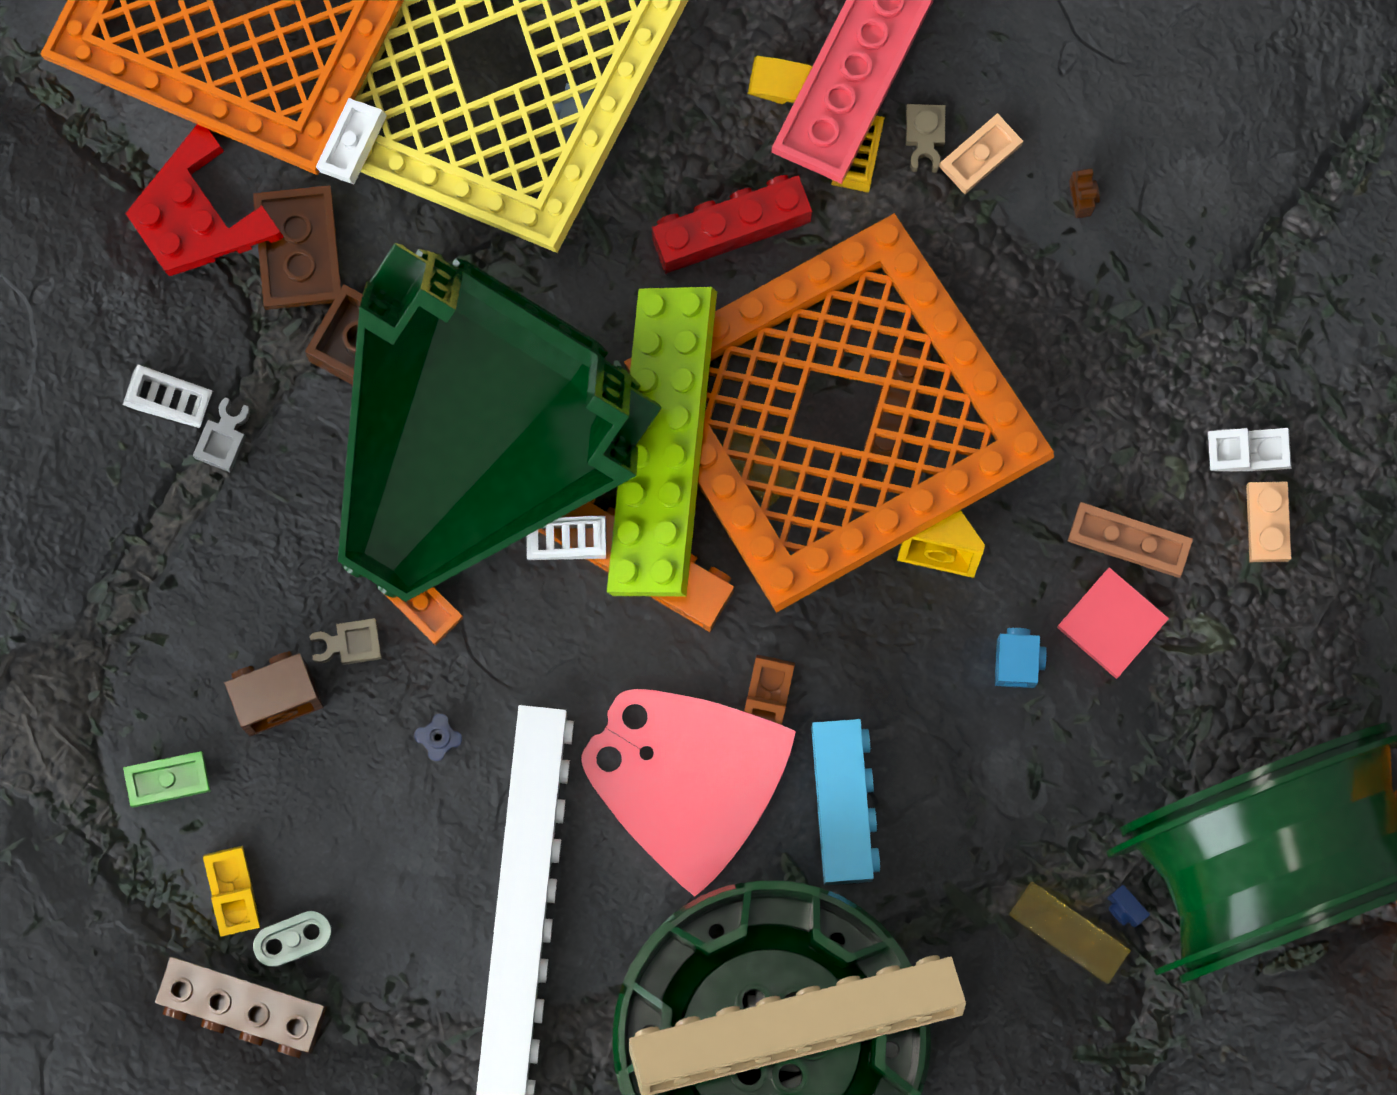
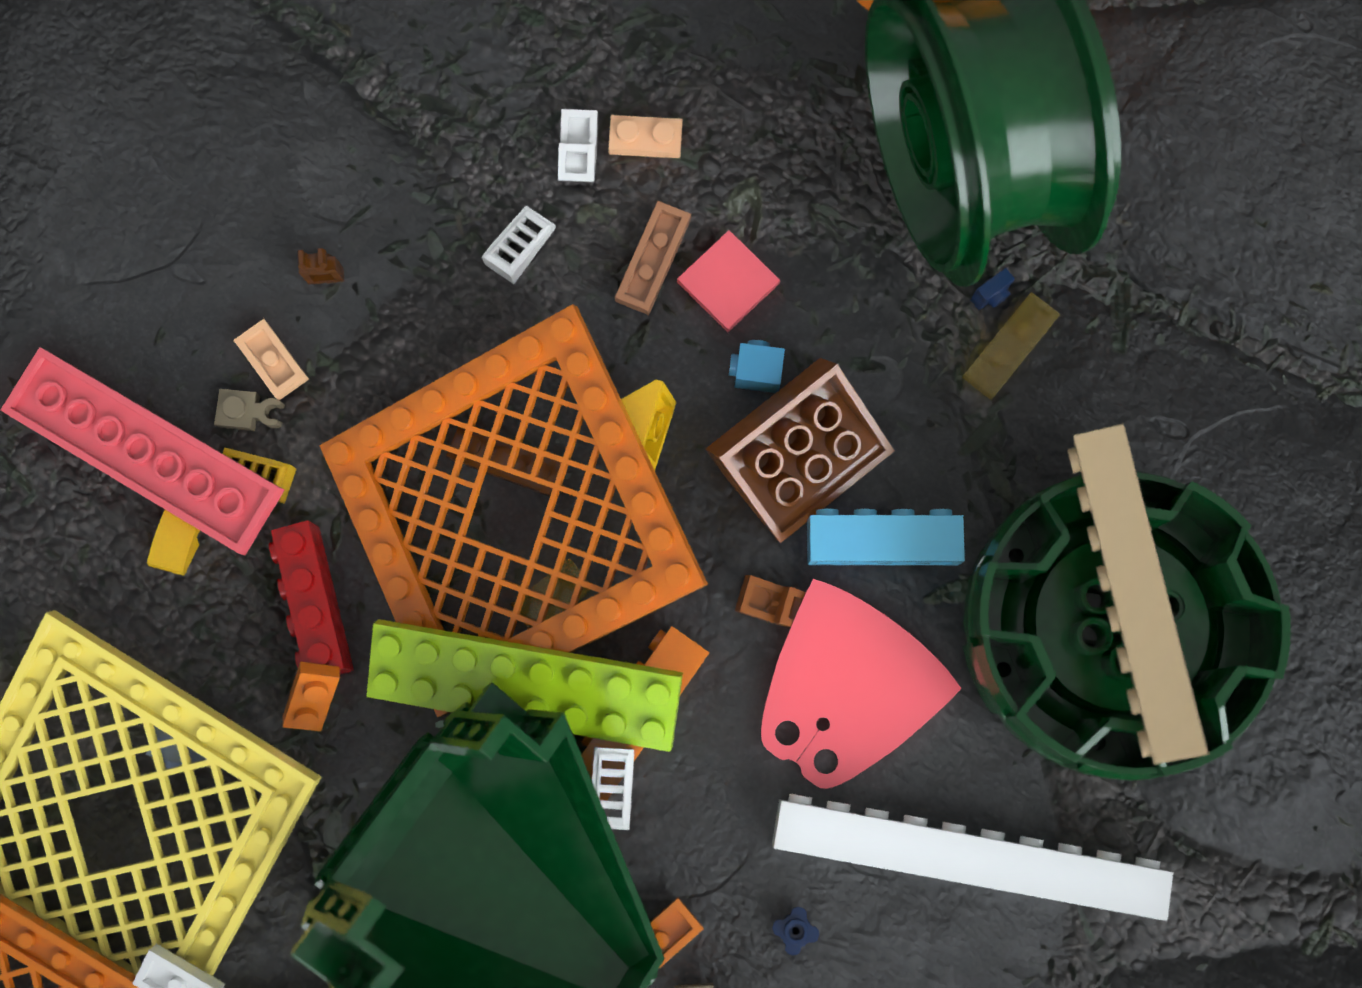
camera: 80 degrees left, 0 degrees up
(634, 234) = (311, 696): none -> orange plate
(933, 710) = (801, 448): none -> dark orange slope
(1113, 401) = (514, 270): none -> white slope

